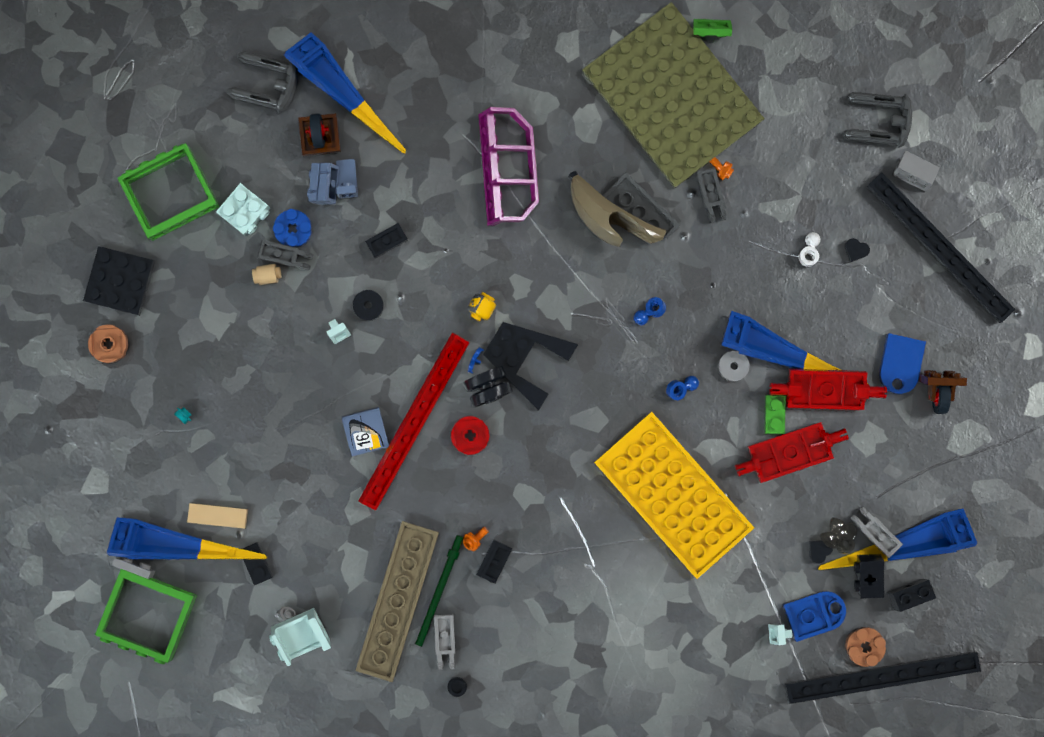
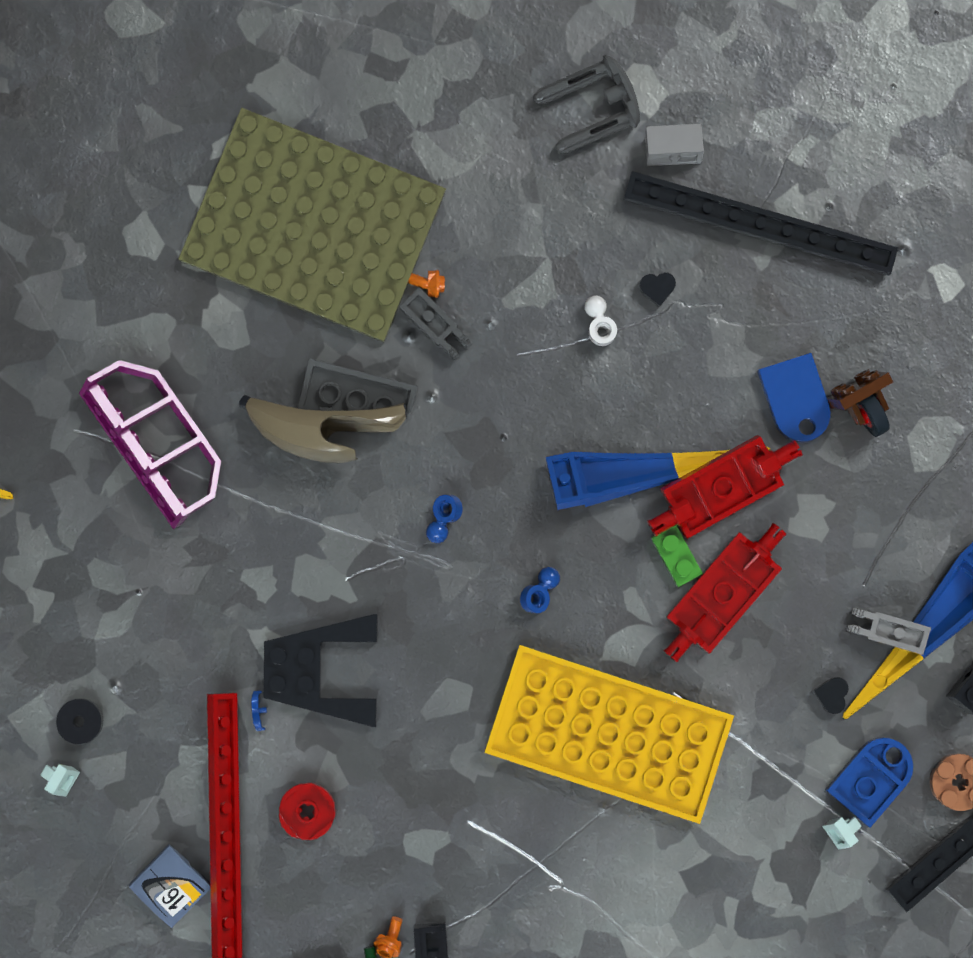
camera: 35 degrees left, 0 degrees up
(386, 240) = (54, 624): black plate -> none
(482, 306) = (226, 638): yellow head -> none
(489, 389) = (291, 736): black wheel -> none
(717, 28) = (312, 110): bright green plate -> none
(727, 372) = (585, 537): light grey piece -> none
(838, 534) = (843, 660): clear smoke plate -> none
(874, 585) = (908, 677): black brick -> none

